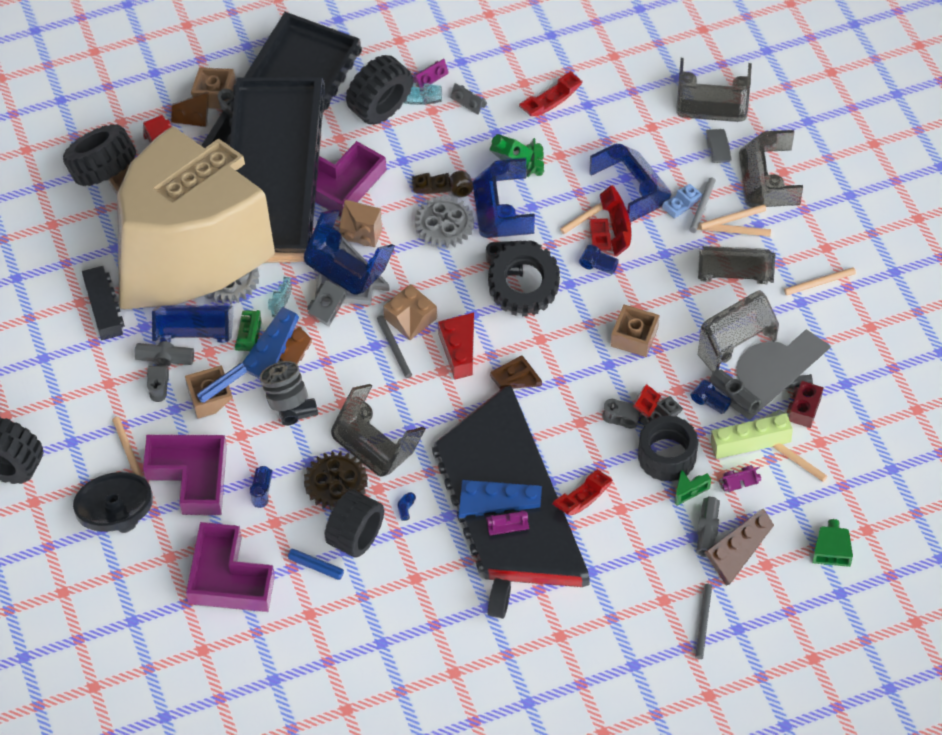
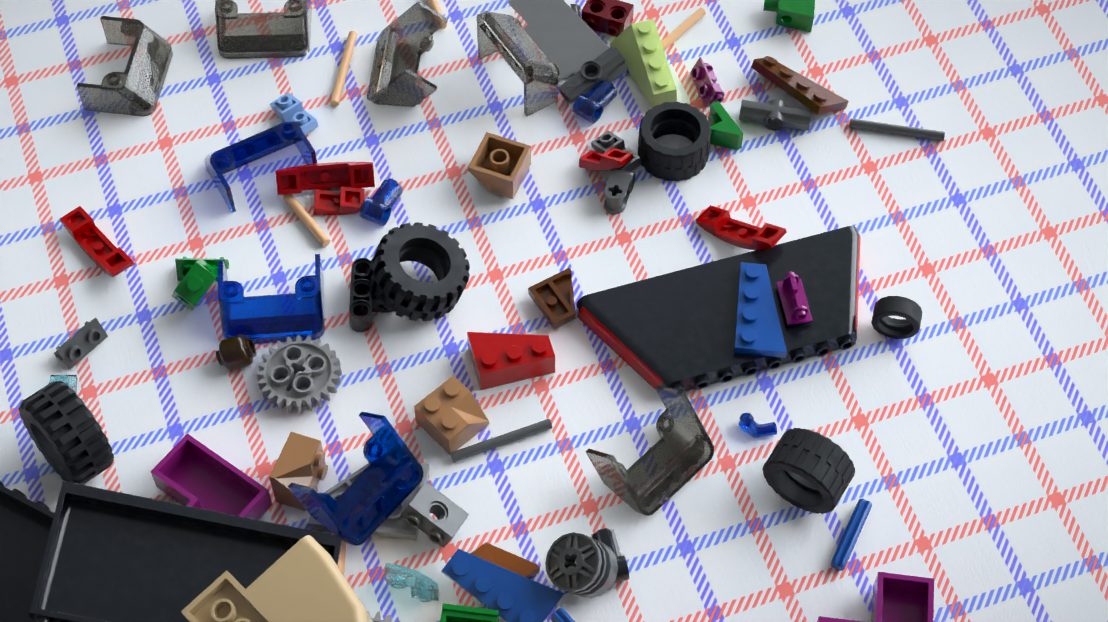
camera: 90 degrees left, 0 degrees up
(261, 486) = (732, 602): clear blue piece -> none
(334, 479) = (703, 493): dark brown gear -> none
(430, 185) = (225, 391): dark brown slope -> none
(431, 73) = (19, 381): magenta hinge -> none
(702, 205) = (306, 93): light grey bar -> none
(719, 145) = (207, 69): dark grey slope -> none
(732, 217) = (329, 66): light nougat bar -> none

